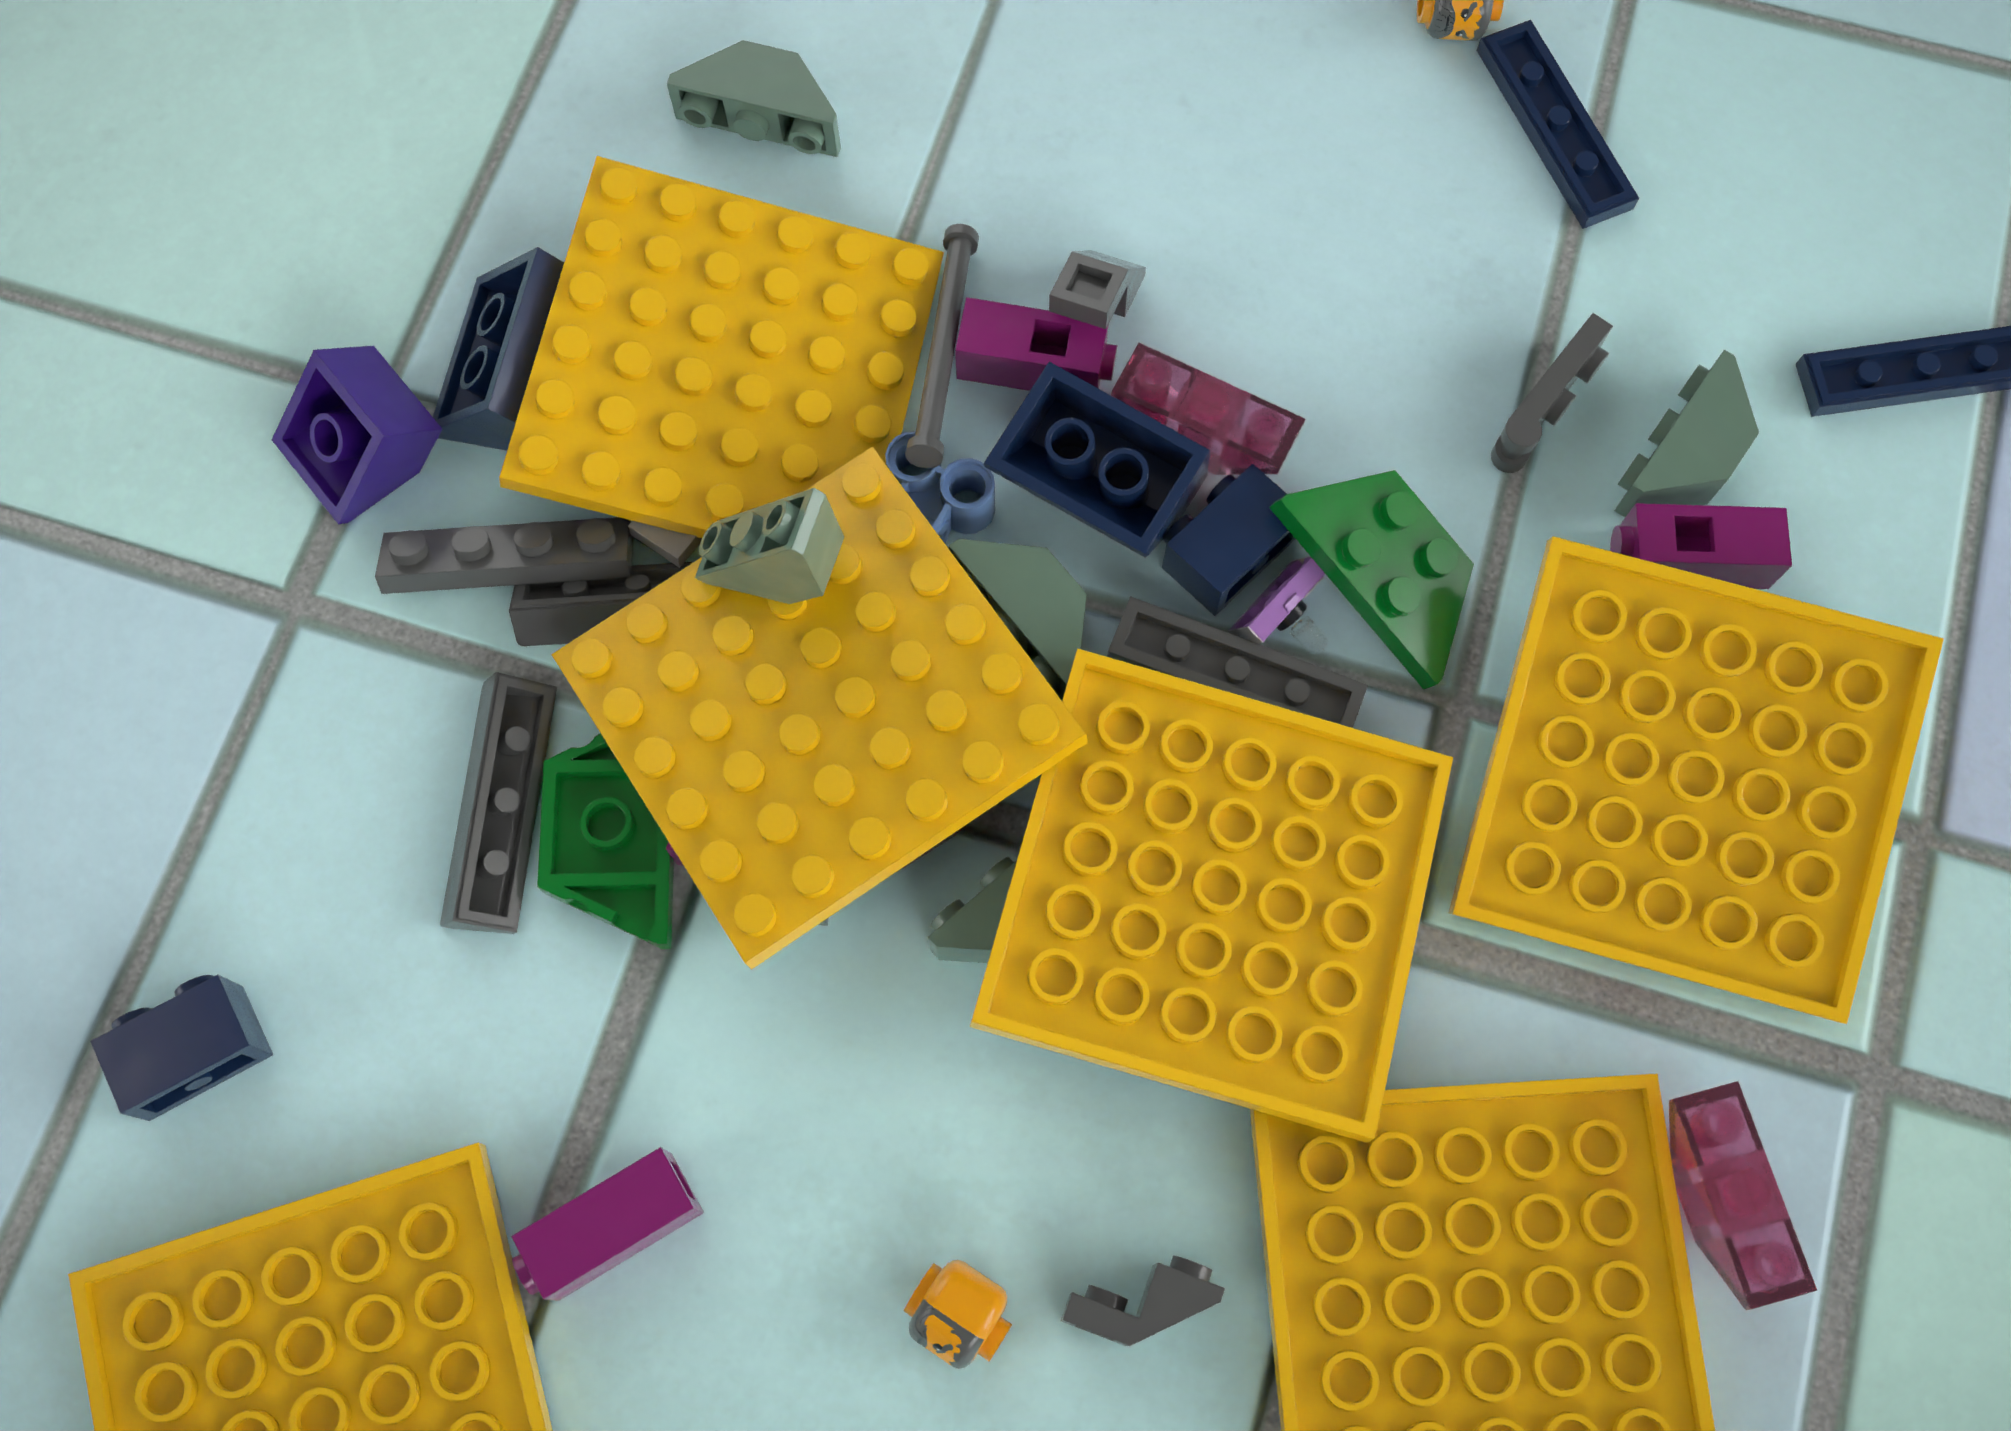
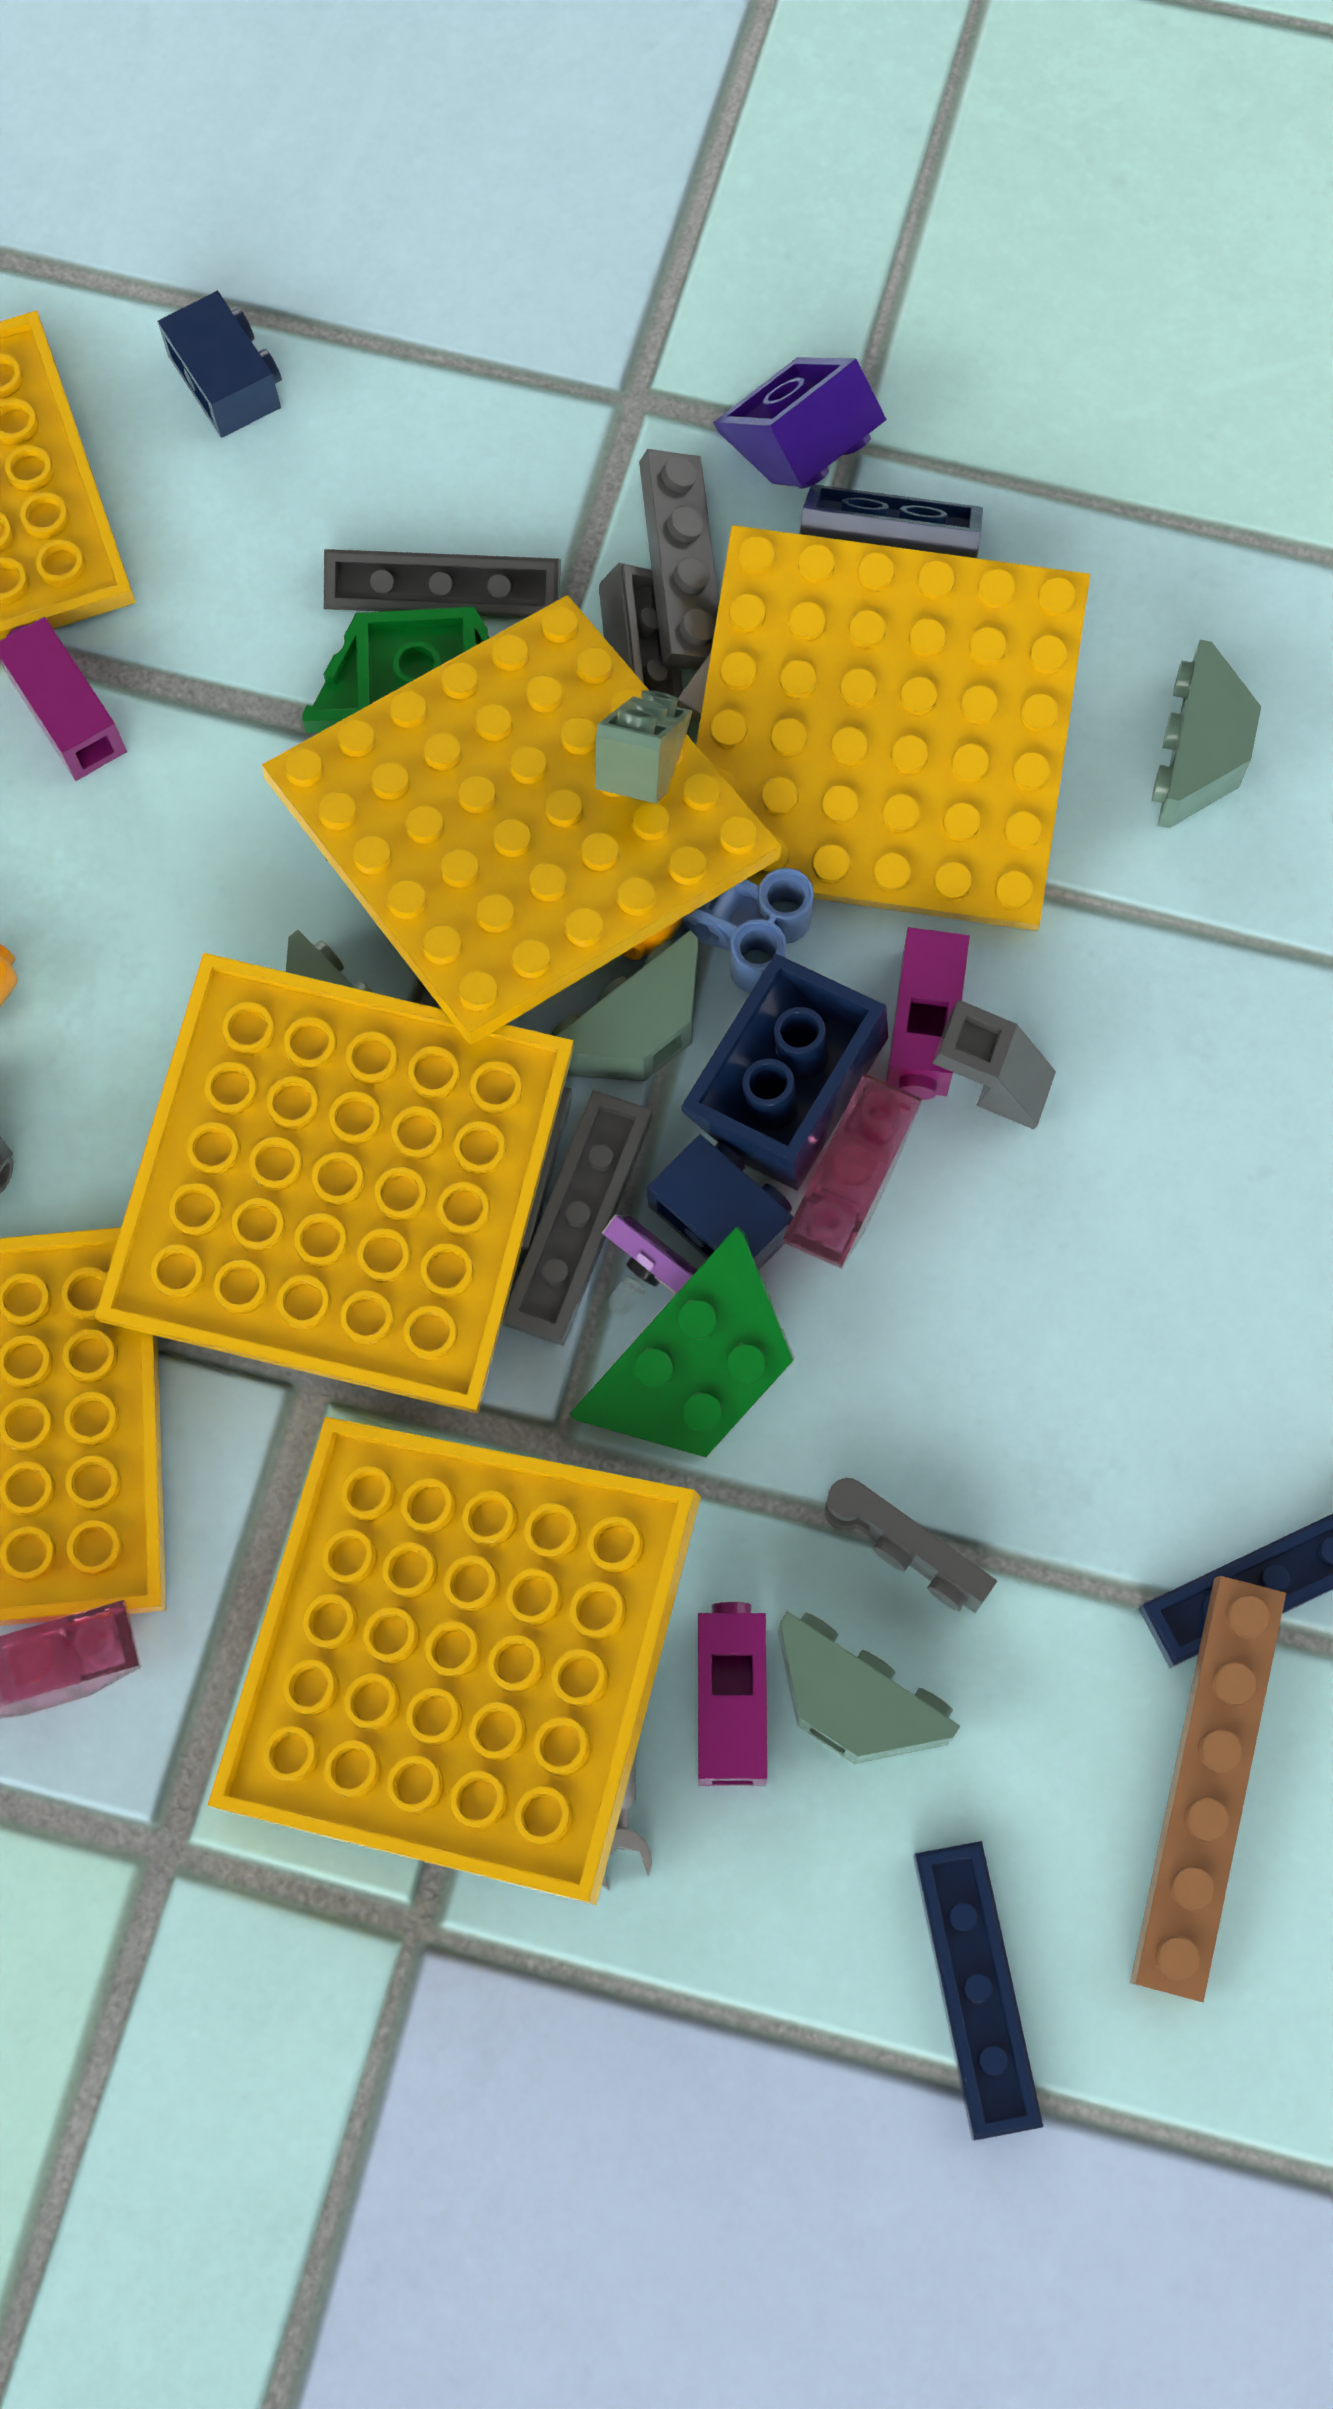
camera: 90 degrees right, 0 degrees up
(925, 447) = (1051, 941): dark grey bar -> none
(1742, 178) = (1208, 1789): none -> medium nougat plate

